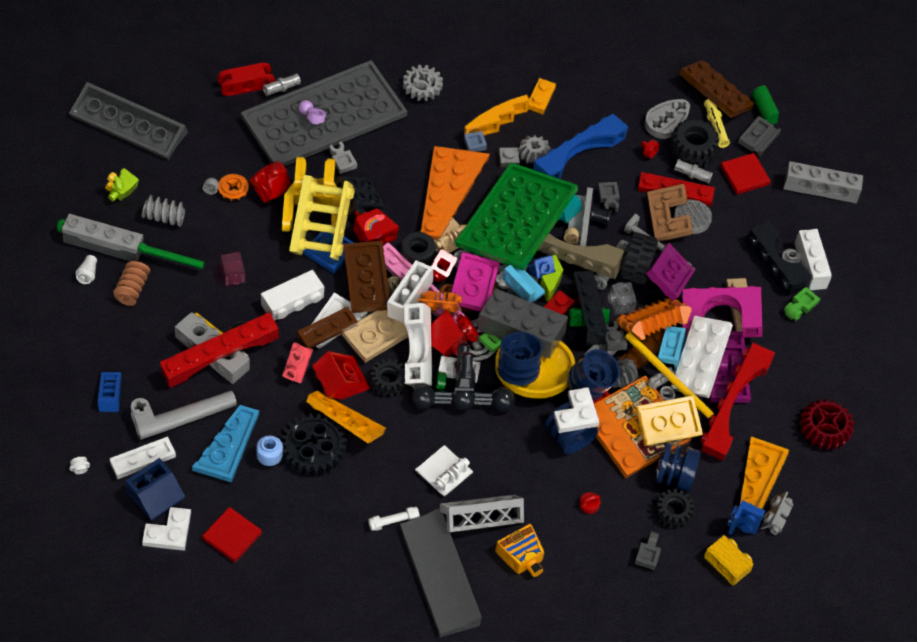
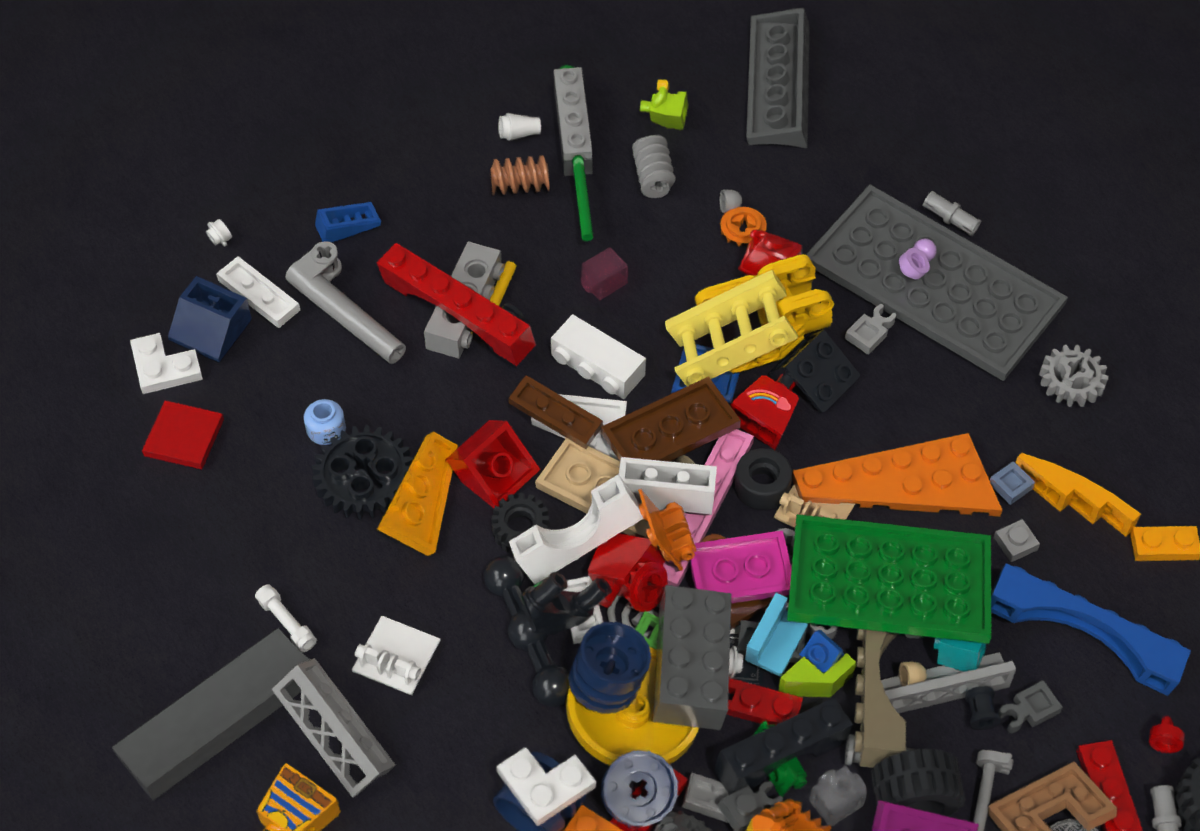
camera: 75 degrees right, 0 degrees up
(228, 446) = (306, 378): dark azure wing -> none
(245, 79) = (931, 168): red piece -> none
(297, 362) = (483, 401): coral hips -> none
(445, 262) = (741, 509): brick -> none
(533, 148) = (1049, 563): light grey gear -> none

